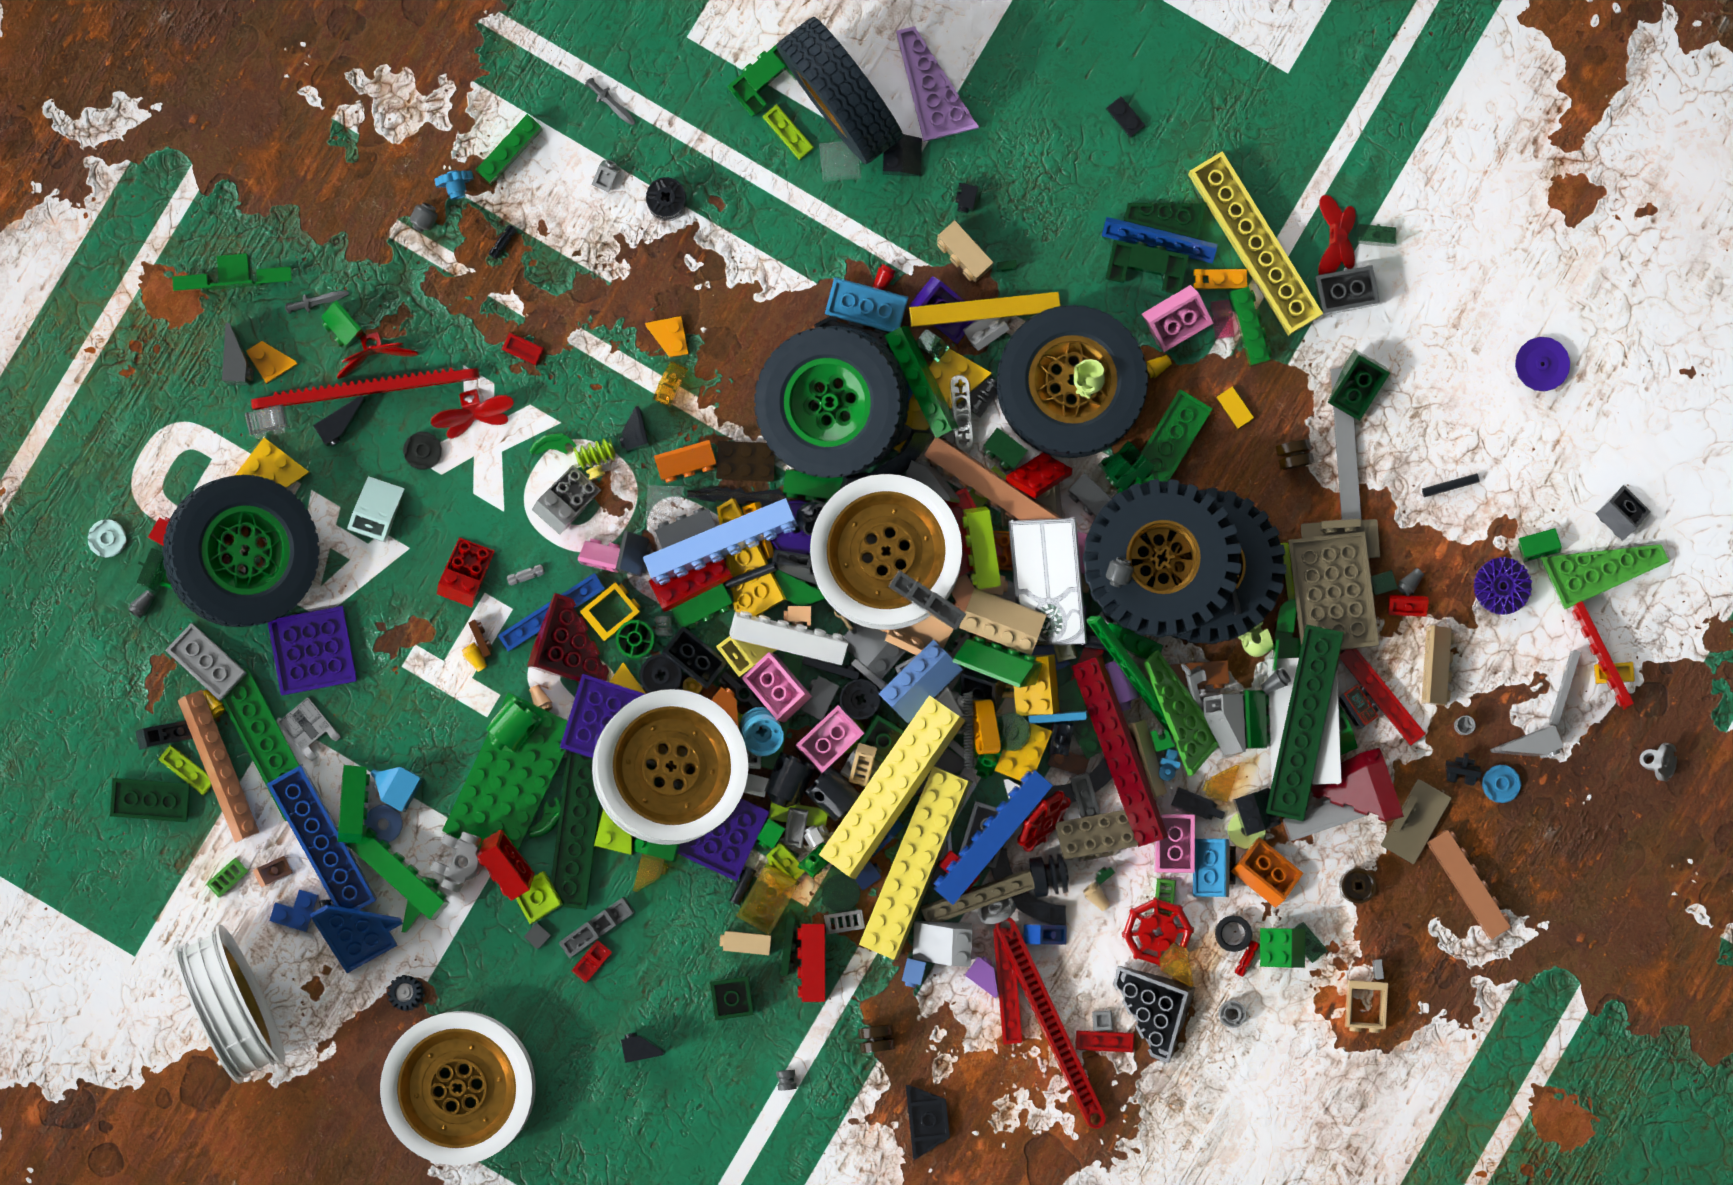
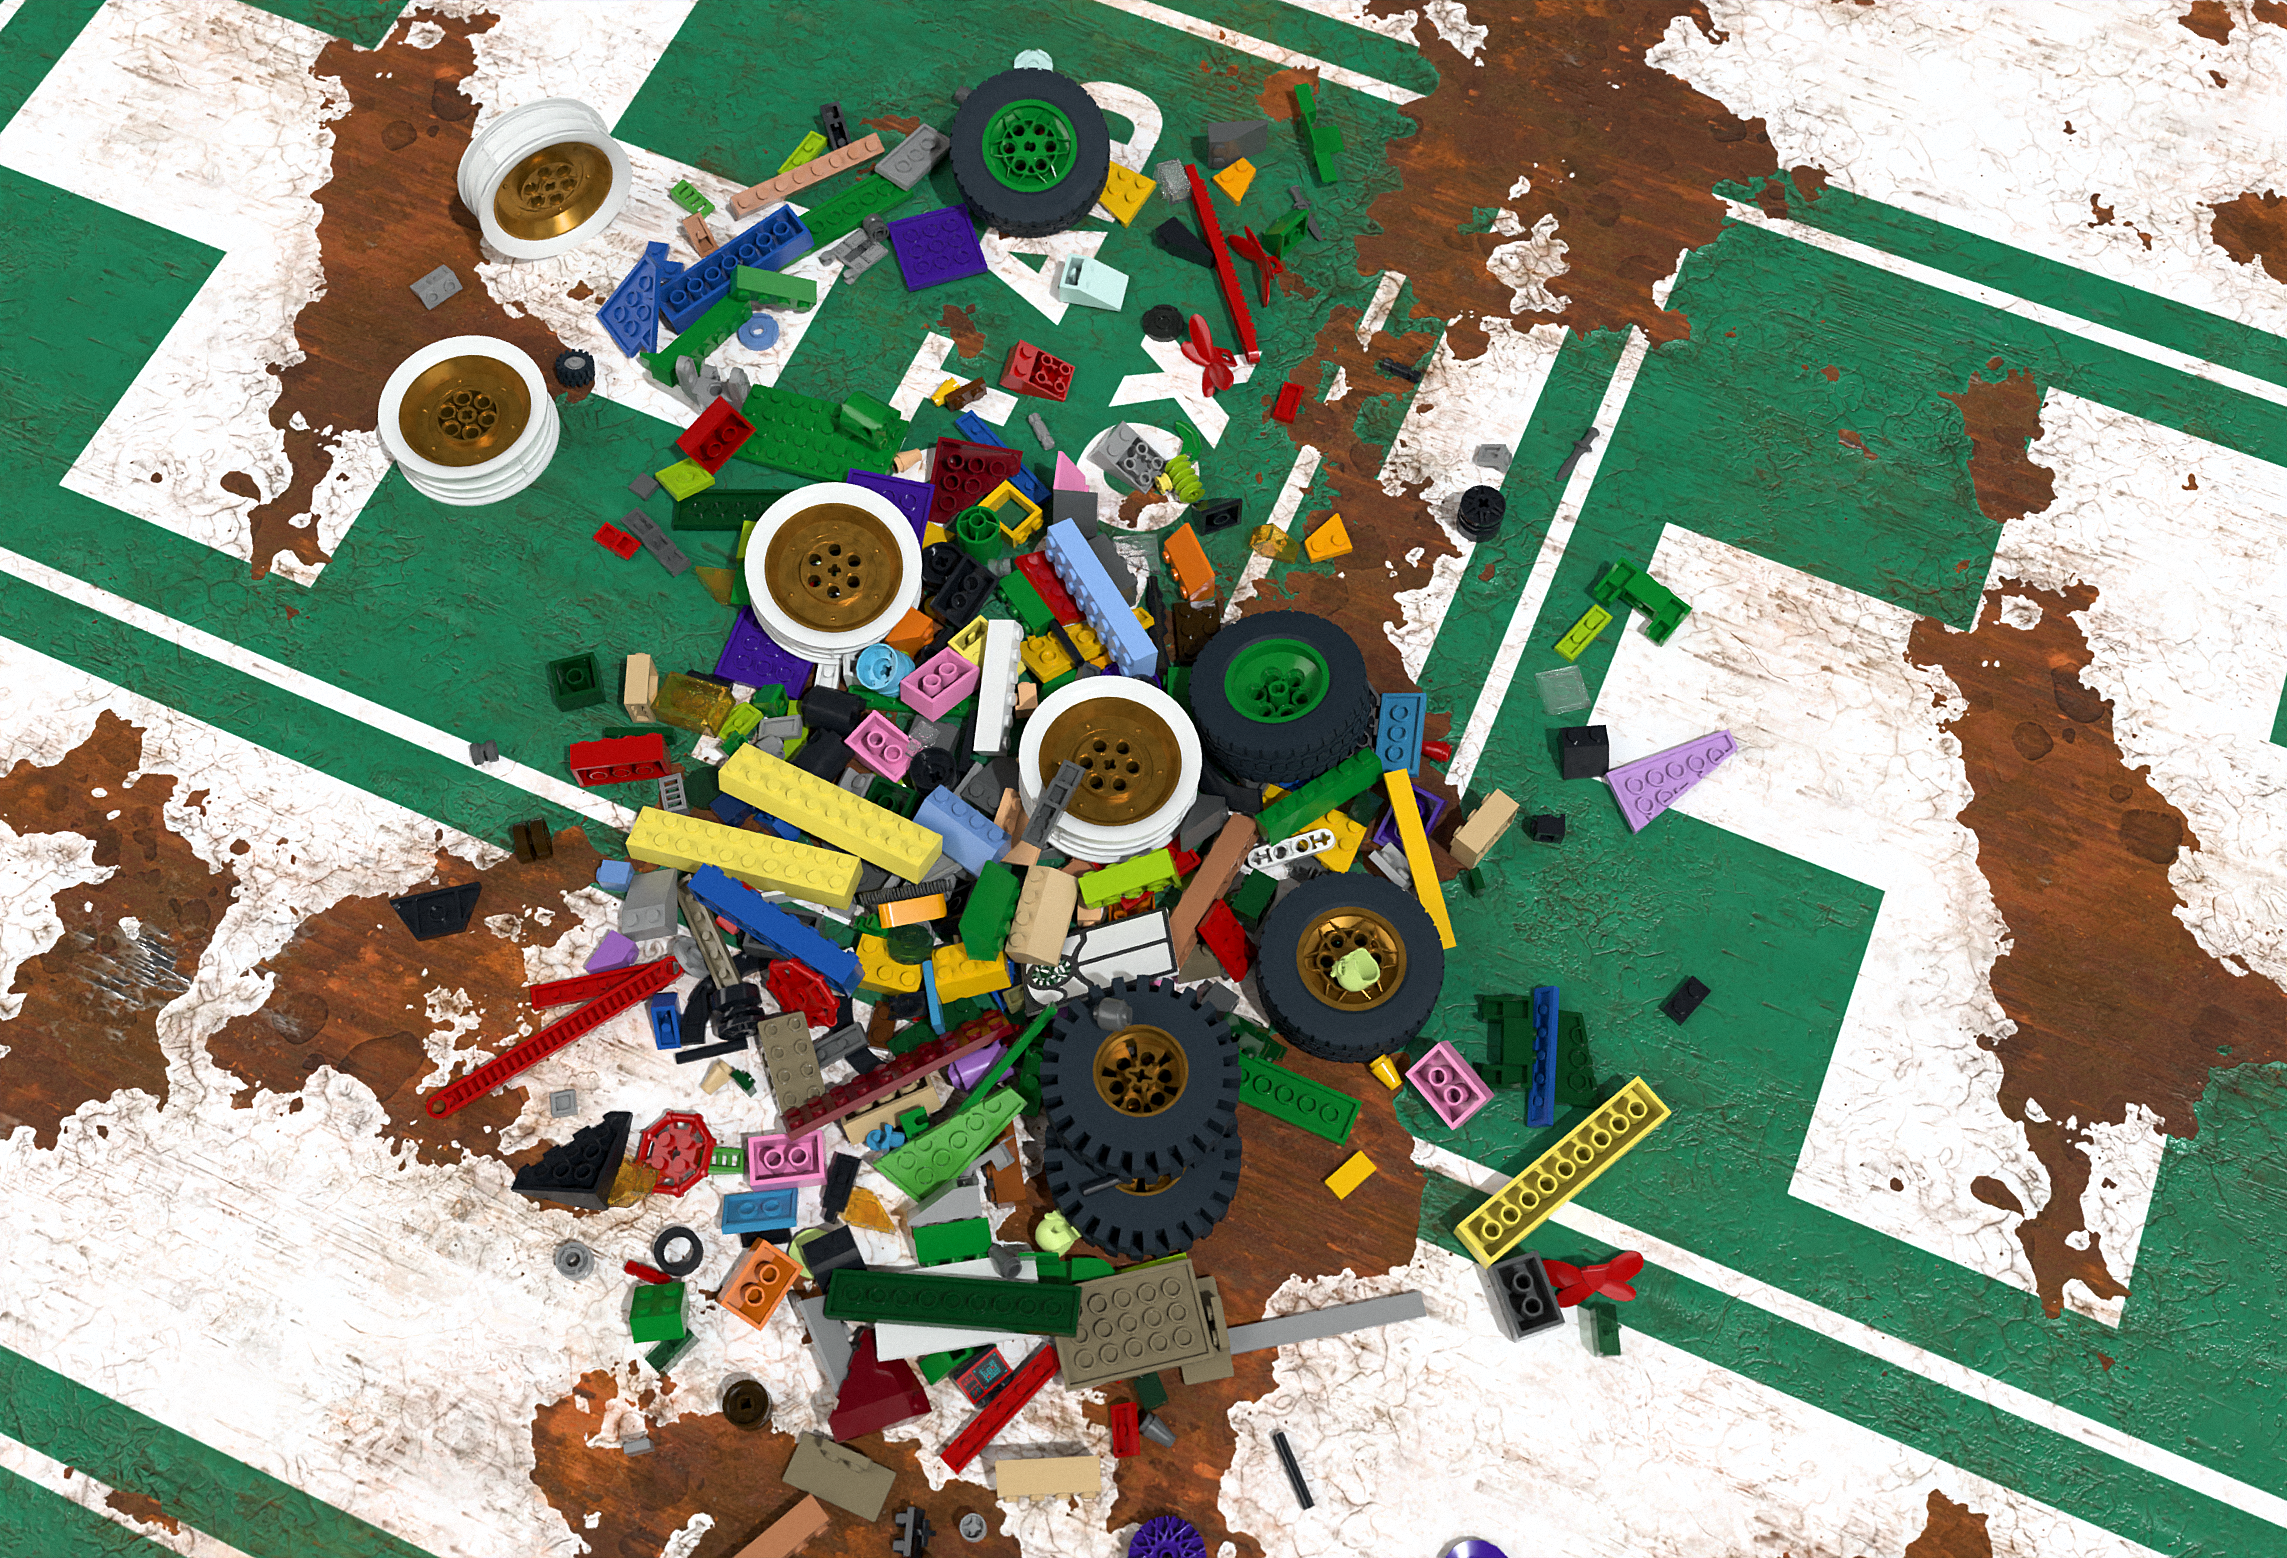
camera: 85 degrees right, 20 degrees down
(150, 799) = (768, 126): dark green plate -> none
(216, 706) = (867, 167): yellow cone -> none
(284, 706) = (875, 227): none -> dark grey wheel
(294, 1122) = (436, 286): none -> light grey bracket
(397, 786) = (794, 334): dark azure piece -> none
(423, 217) = (1413, 293): dark grey head -> none
(454, 183) = (1456, 312): dark azure plant -> none
(509, 149) = (1503, 361): green brick -> none
(549, 820) = (768, 481): green piece -> none
(639, 1048) = (517, 592): black slope -> none
(827, 706) = (921, 737): none -> clear plate
(839, 90) = (1645, 644): black wheel -> none
(864, 753) = (860, 782): tan slope -> none
(1073, 902) = (711, 1051): none -> black piece
(1104, 1041) = (538, 1110): red tile -> none
(1220, 279) = (1509, 1139): light orange plate -> none
(1222, 319) = (1460, 1146): clear pink slope -> none
(1249, 326) = (1456, 1178): green brick -> none
(1295, 454) = (1302, 1254): dark brown wheel -> none
(1358, 384) = (1405, 1326): dark green slope -> none
(1373, 1027) = (616, 1436): tan window -> none

